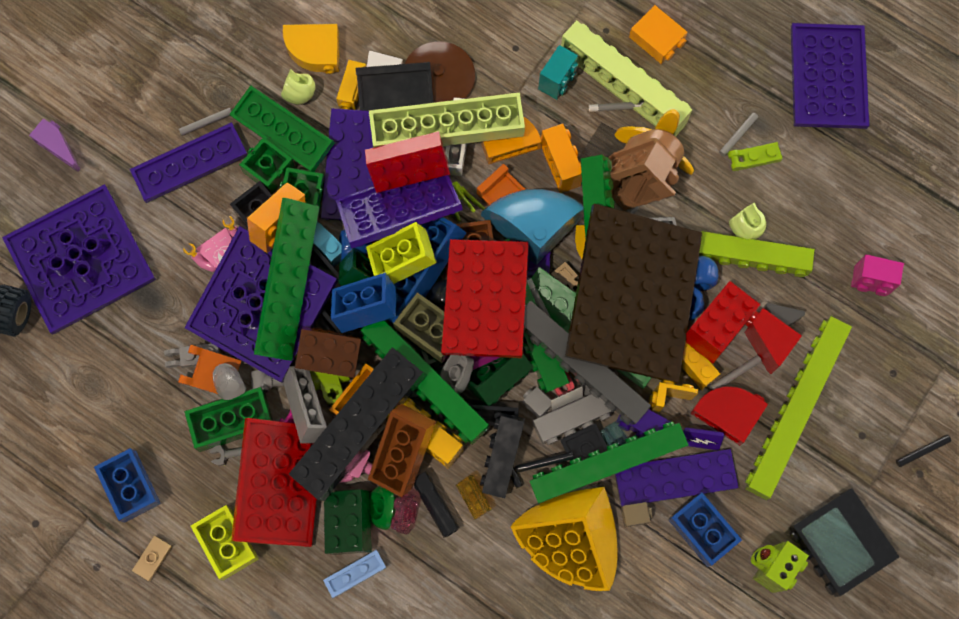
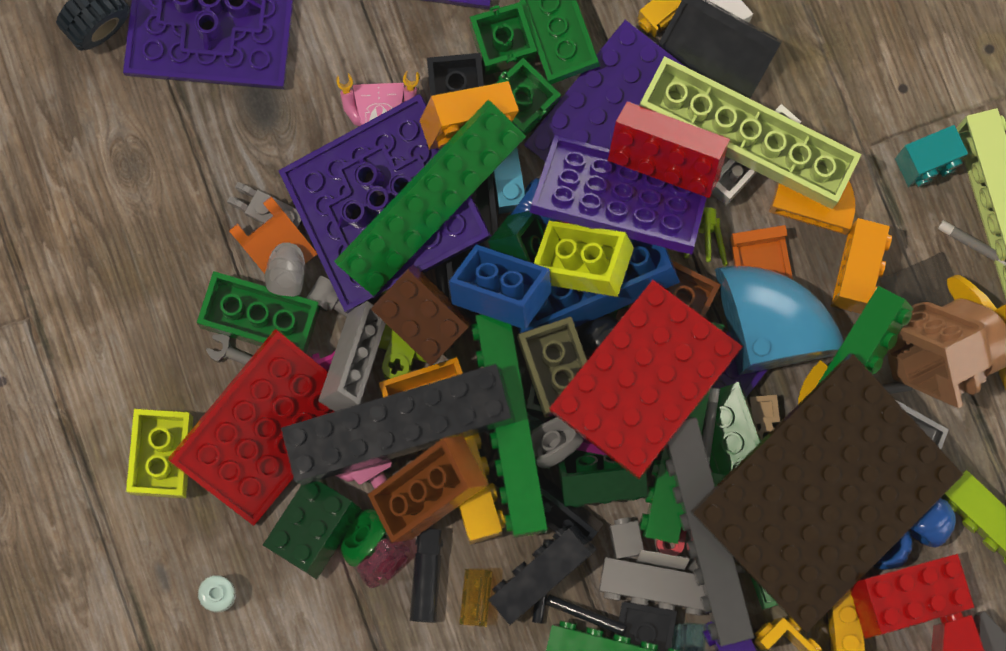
camera: 30 degrees right, 5 degrees up
(127, 485) = (94, 312): blue brick -> none
(152, 558) = (68, 414): tan plate -> none
(316, 602) = (216, 594): none -> light aqua head
(354, 574) = (281, 591): light blue plate -> none
(450, 70) = (802, 65): reddish brown dish -> none

